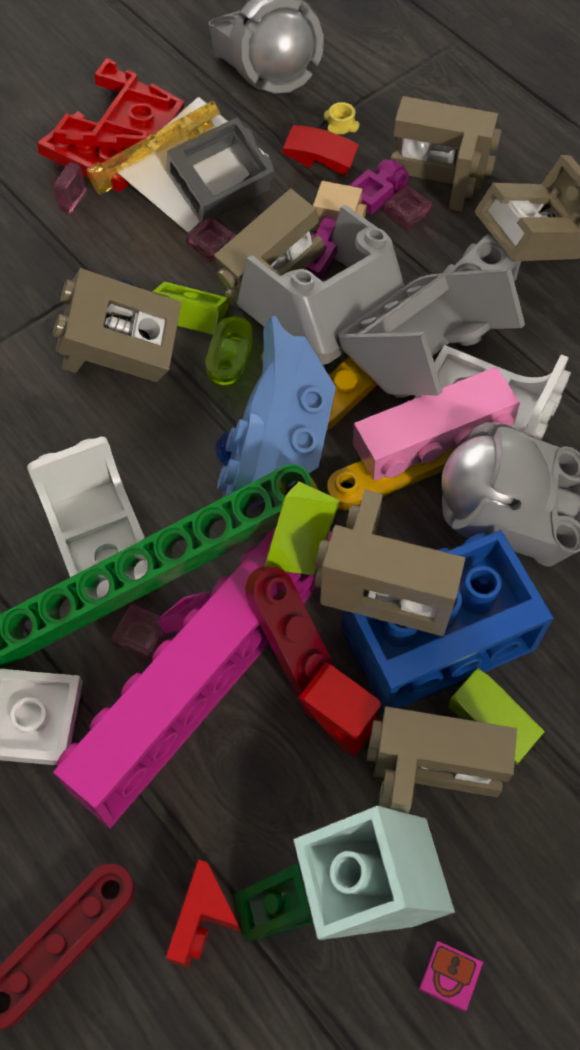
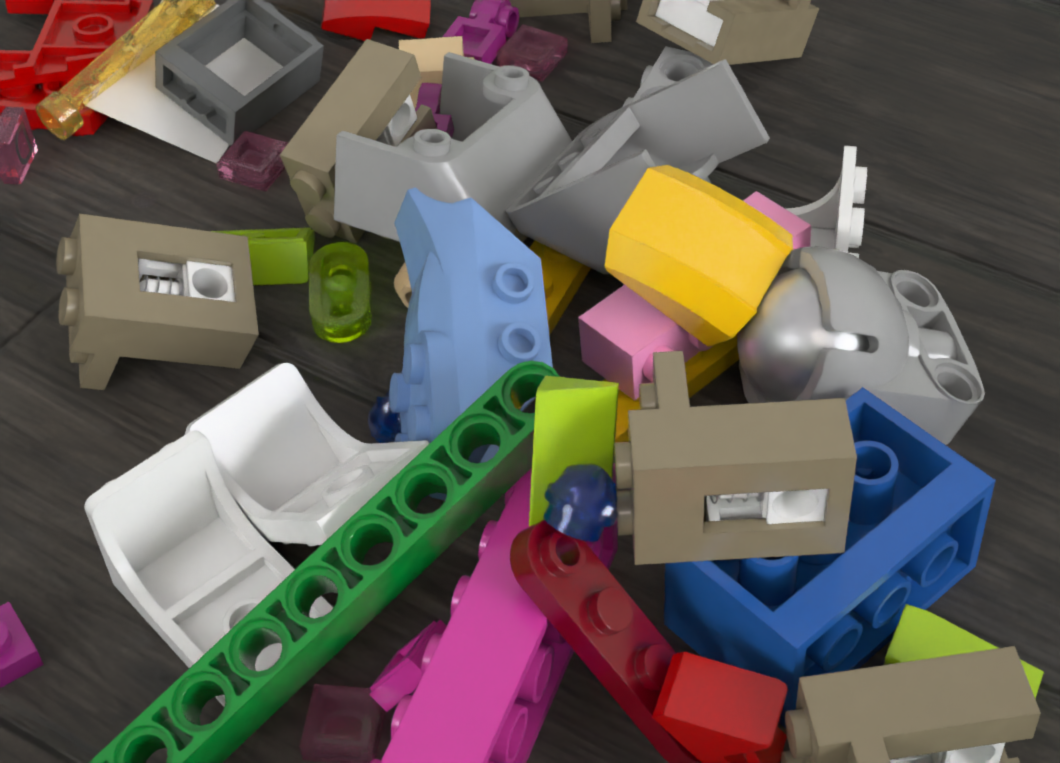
camera: 15 degrees left, 15 degrees down
(161, 466) = (292, 462): none -> white bracket
(294, 565) = (582, 502): none -> clear blue plate
(434, 407) = (695, 252): none -> yellow slope

